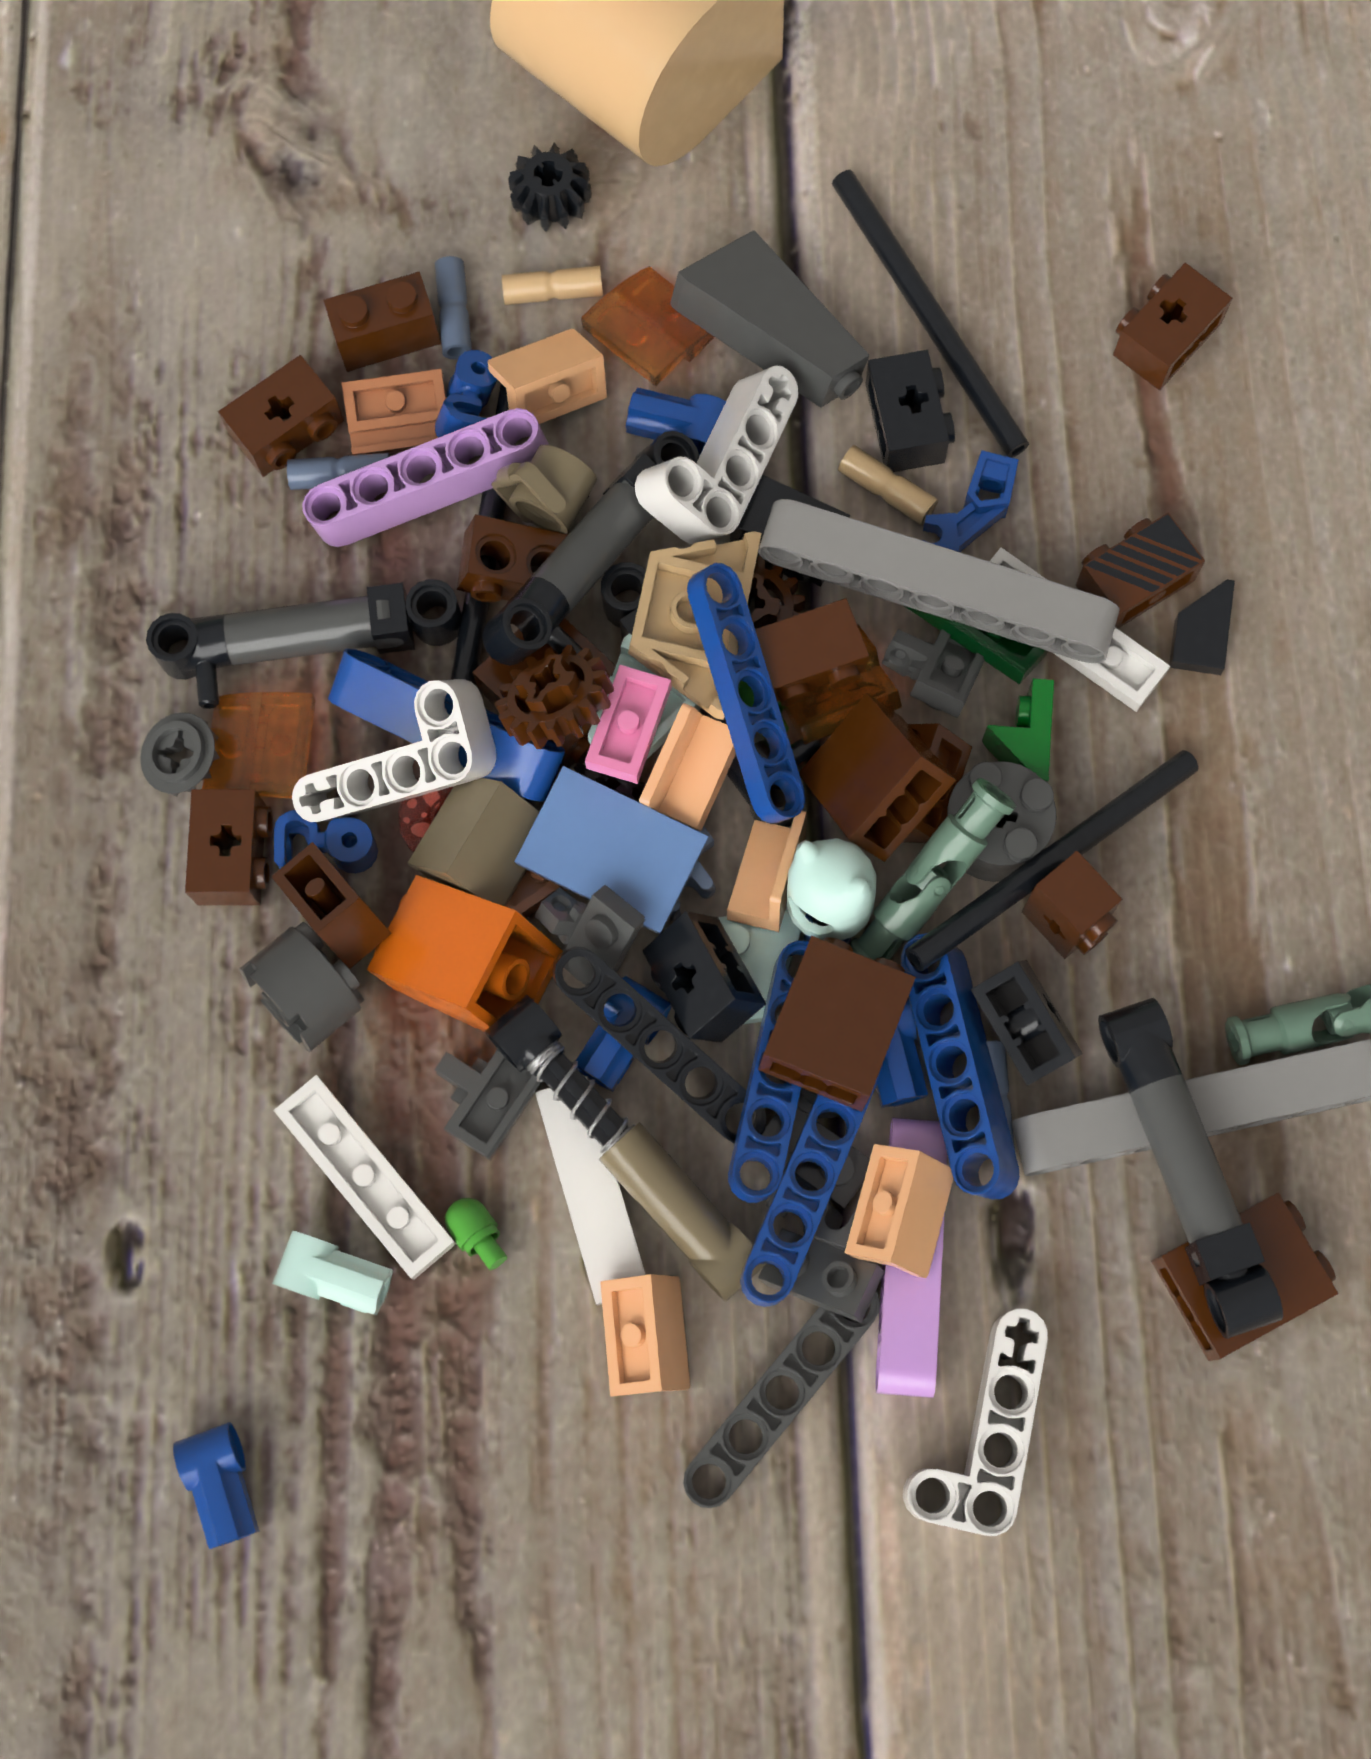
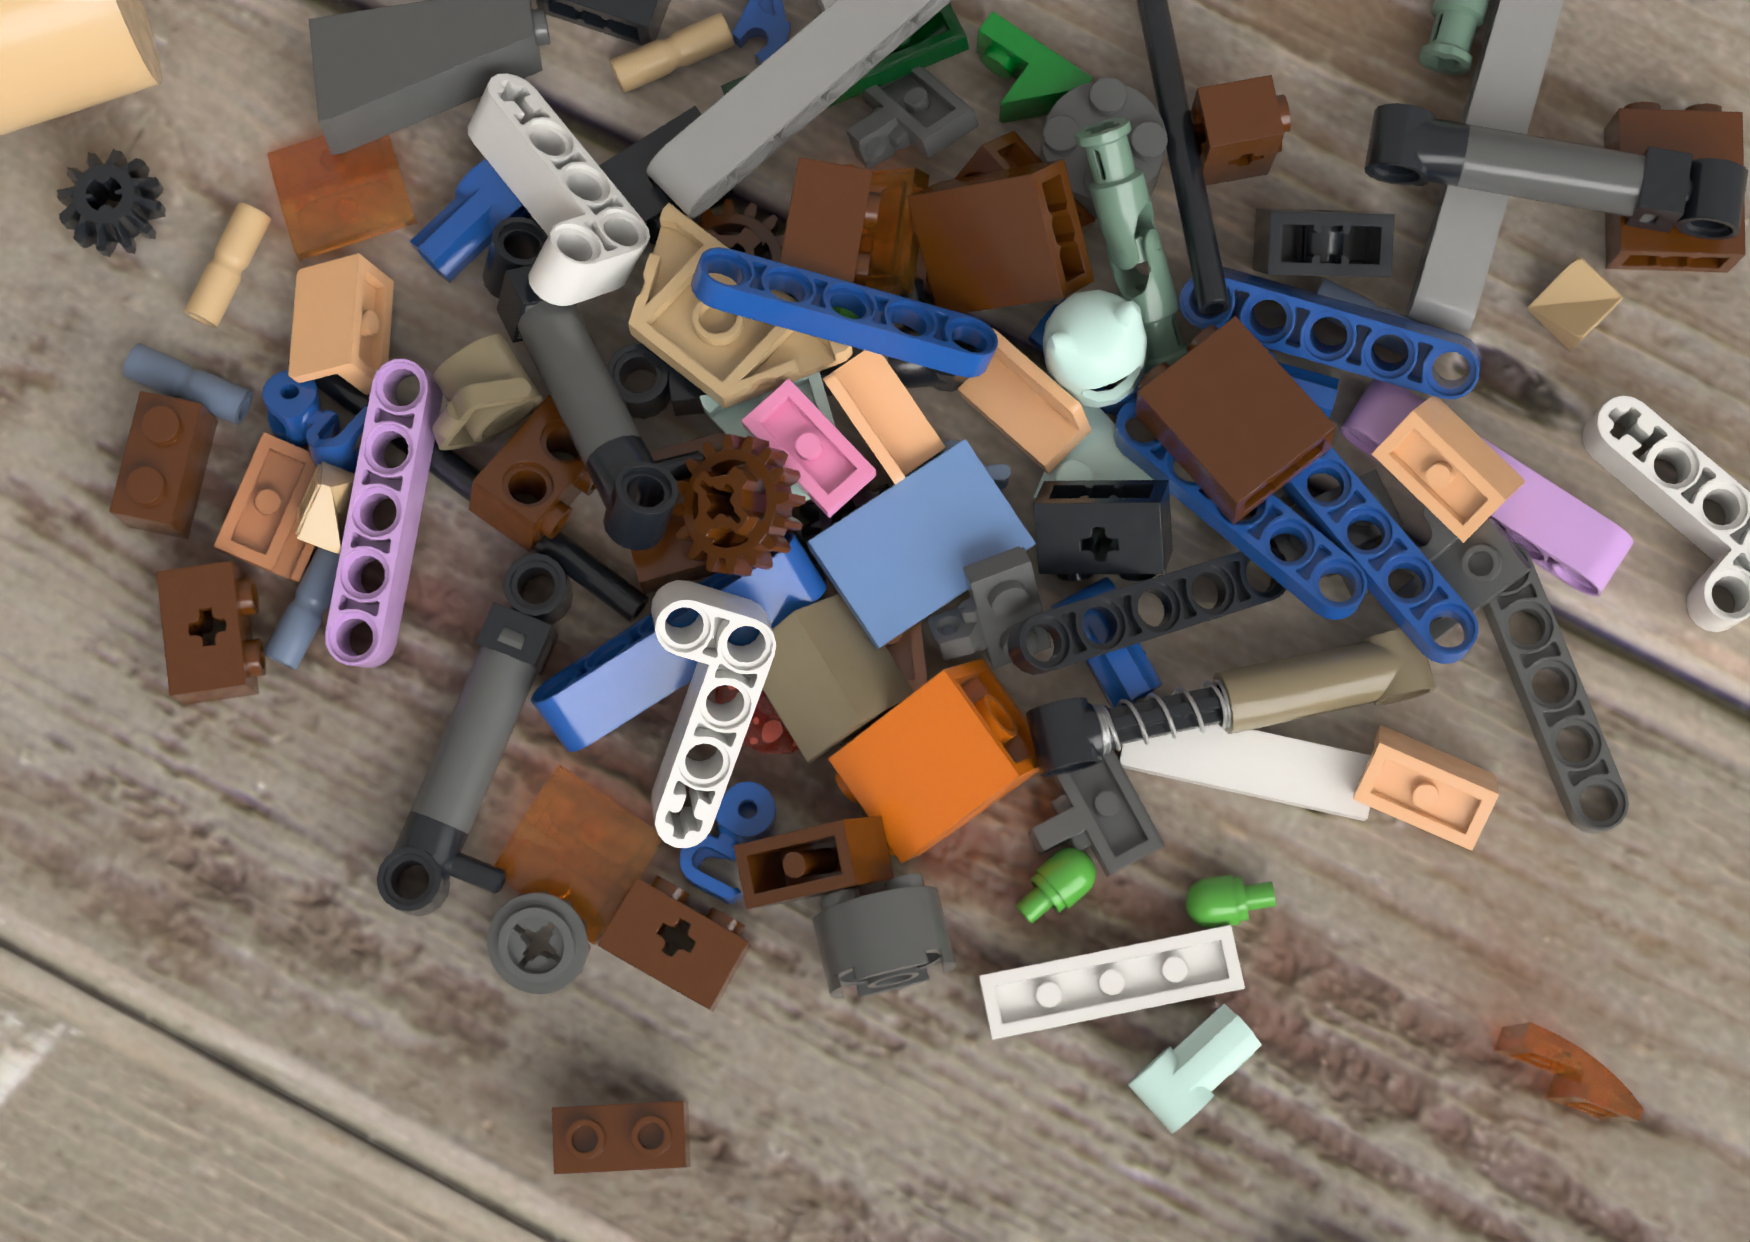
camera: 65 degrees left, 5 degrees up
(65, 886) = (621, 1137): none -> reddish brown brick
(404, 433) = (325, 507): none -> tan slope
(419, 1097) = (1058, 883): none -> bright green cylinder
(467, 1585) = (1578, 1077): none -> clear orange slope
(1102, 1248) = (1575, 303): none -> tan slope

